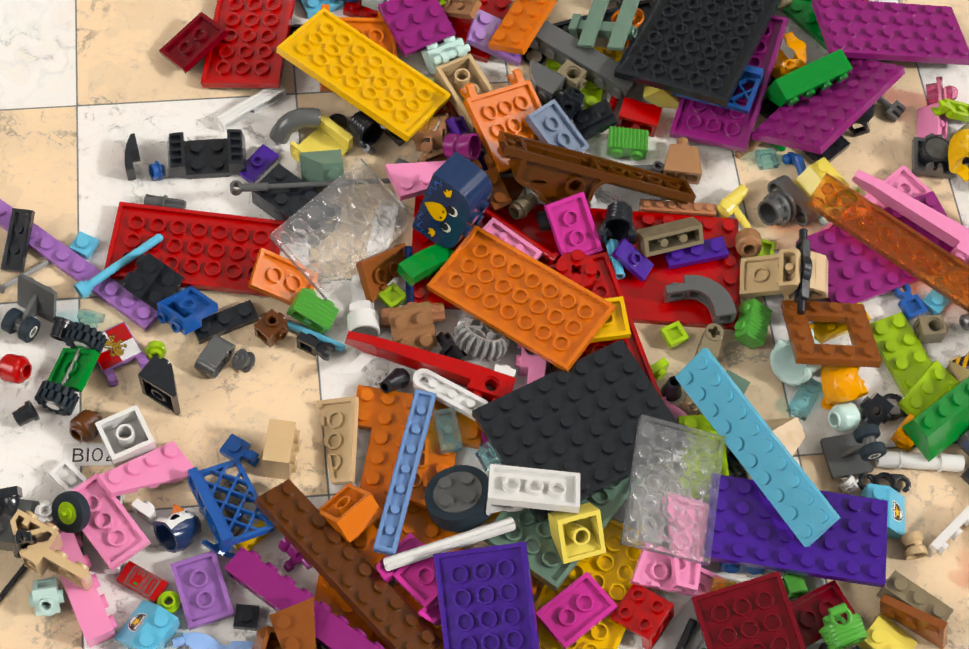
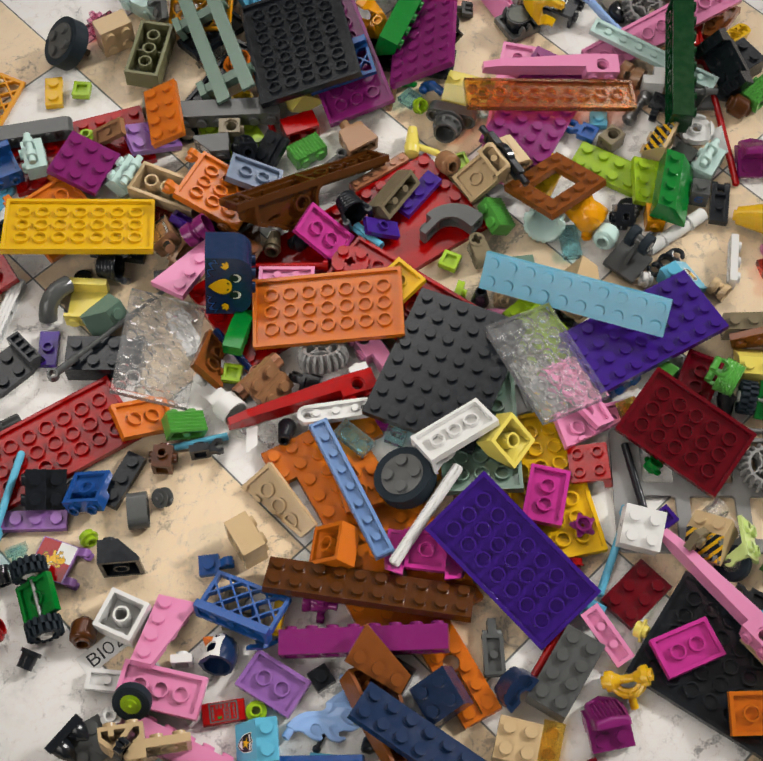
camera: 30 degrees left, 0 degrees up
(769, 176) = (420, 105): none -> lime plate

